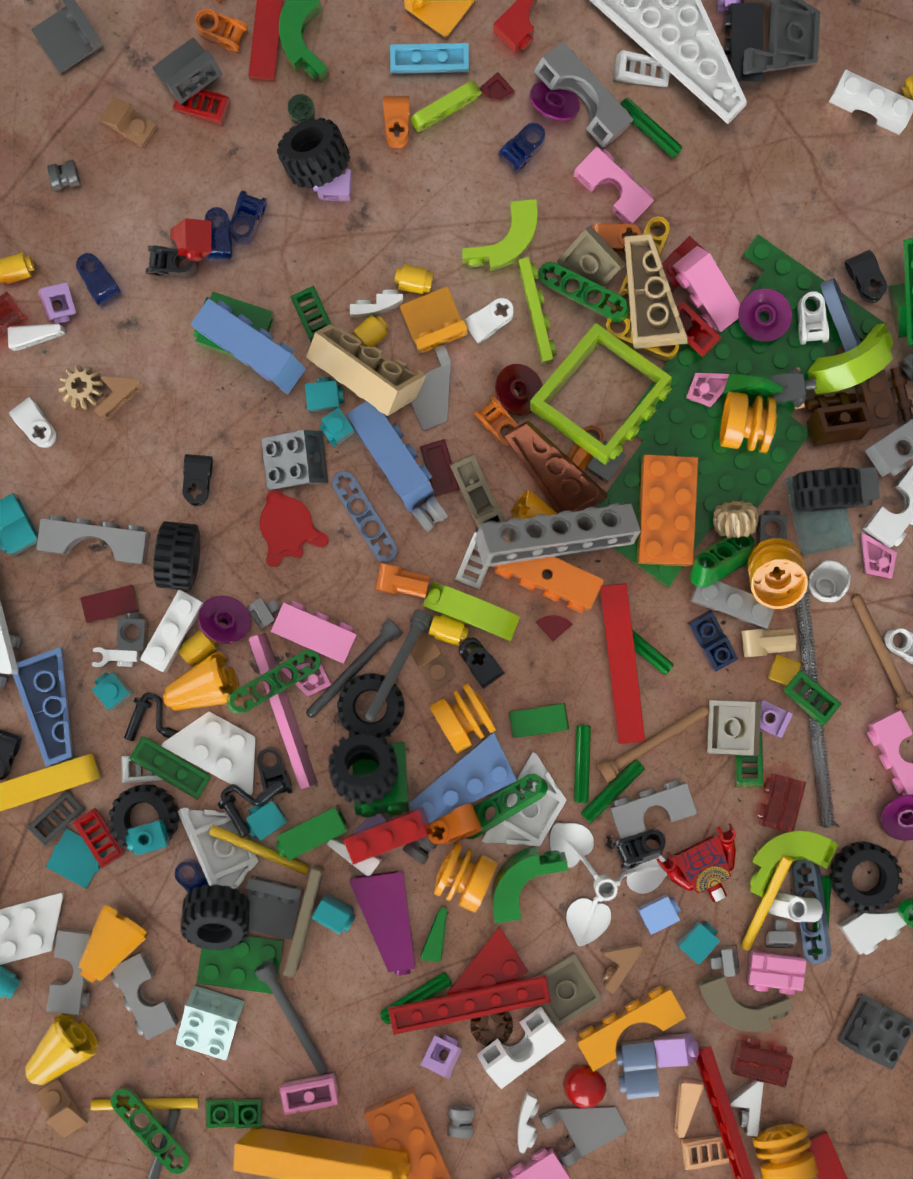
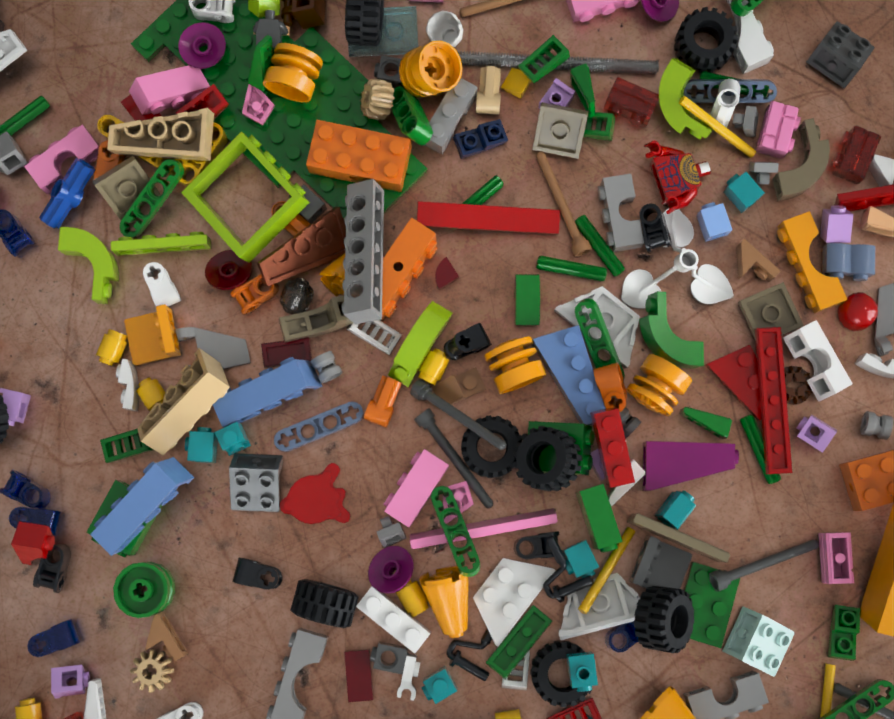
camera: 75 degrees left, 5 degrees down
(158, 348) = (130, 594): none -> green wheel
(501, 468) = (296, 296): none -> clear smoke head
(575, 198) = (67, 193): none -> blue piece
(792, 744) = (583, 88): none -> green slope

